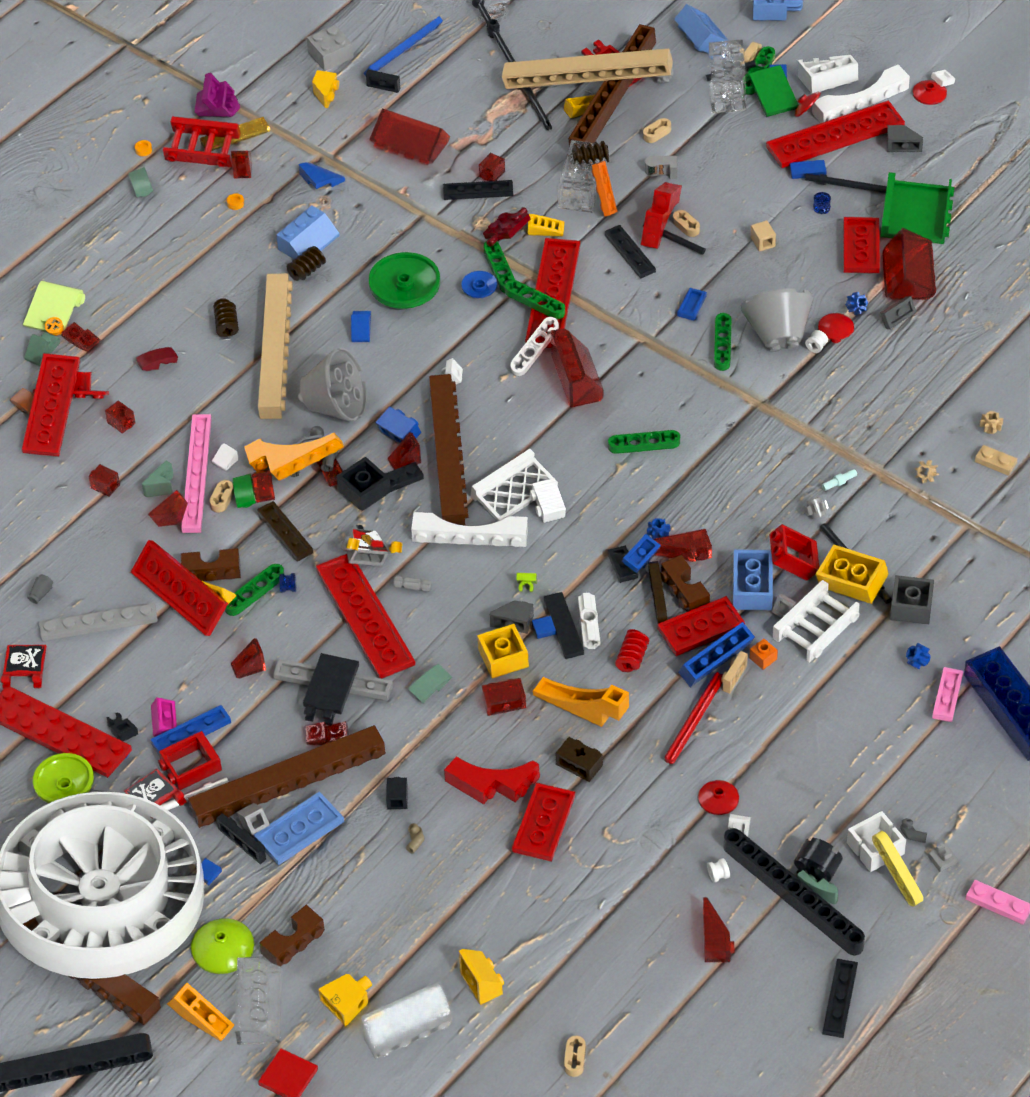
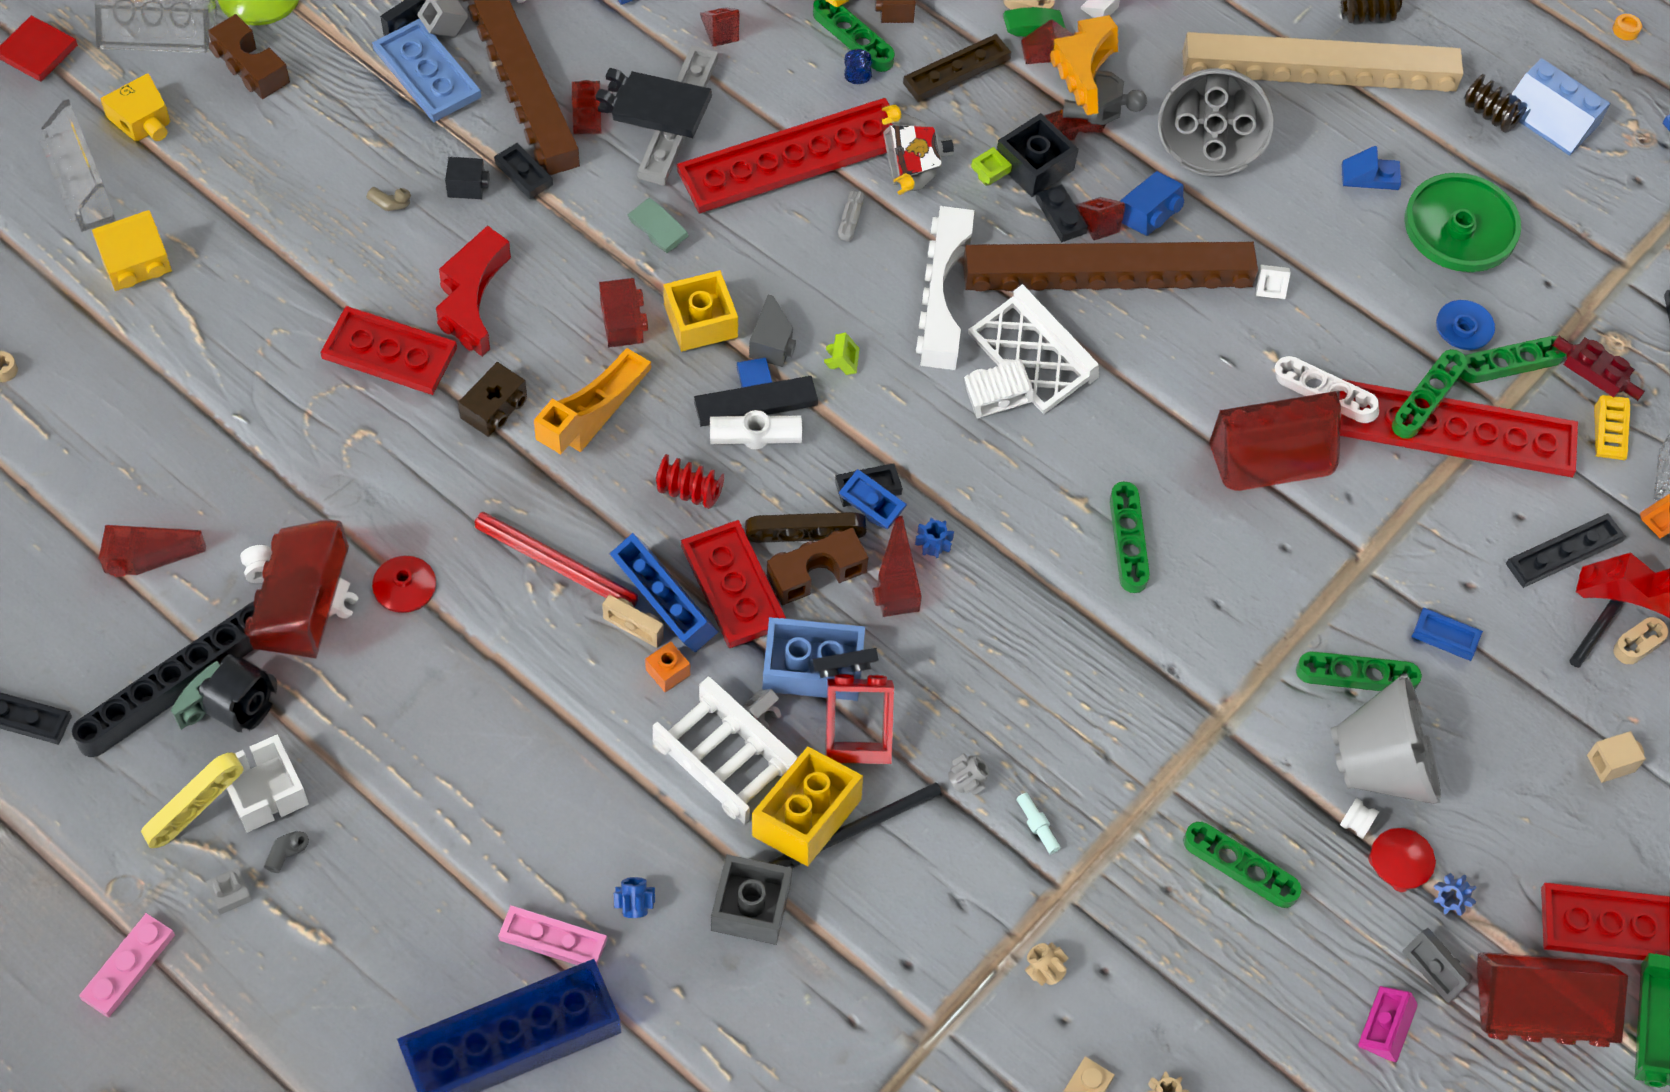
camera: 85 degrees right, 10 degrees up
(372, 508) = (991, 166): none -> lime tile
(387, 762) = (523, 170): none -> black plate
(746, 824) = (298, 588): none -> clear red windscreen
(764, 552) = (830, 665): none -> black plate
(853, 394) = (1244, 859): none -> green beam
(931, 336) = (1388, 1023): none -> dark pink slope

